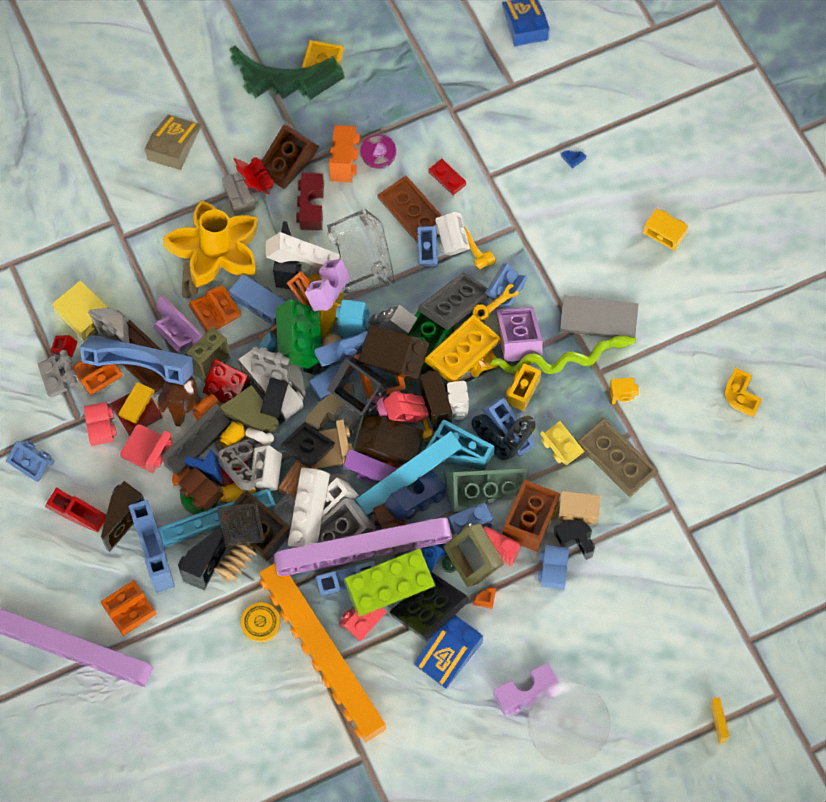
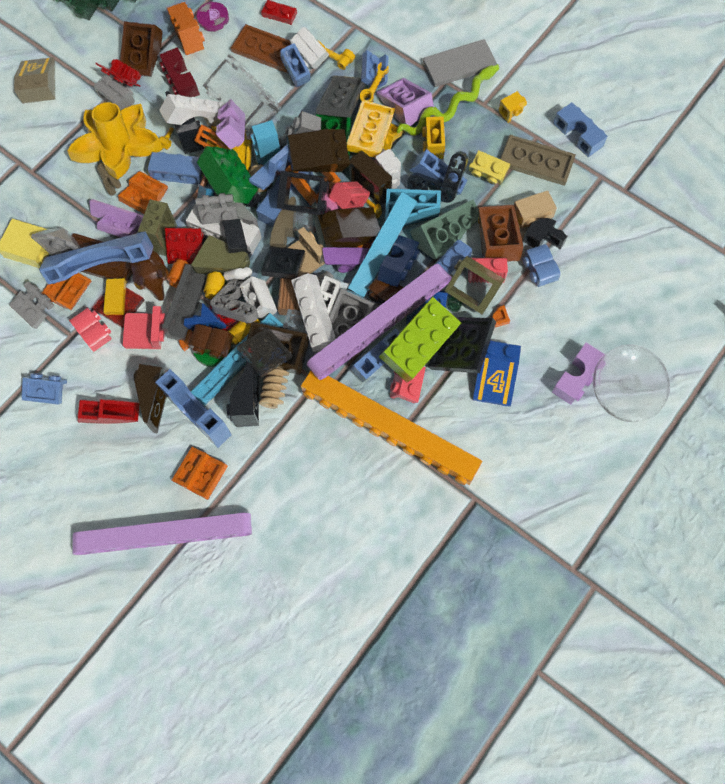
camera: 25 degrees left, 5 degrees up
(64, 342) = (24, 276): red slope -> none
(260, 622) = (323, 428): yellow tile -> none
(262, 265) = (166, 143): none -> yellow hand
(675, 431) = (573, 119): none -> medium blue arch
(738, 397) = (600, 71): yellow plate -> none

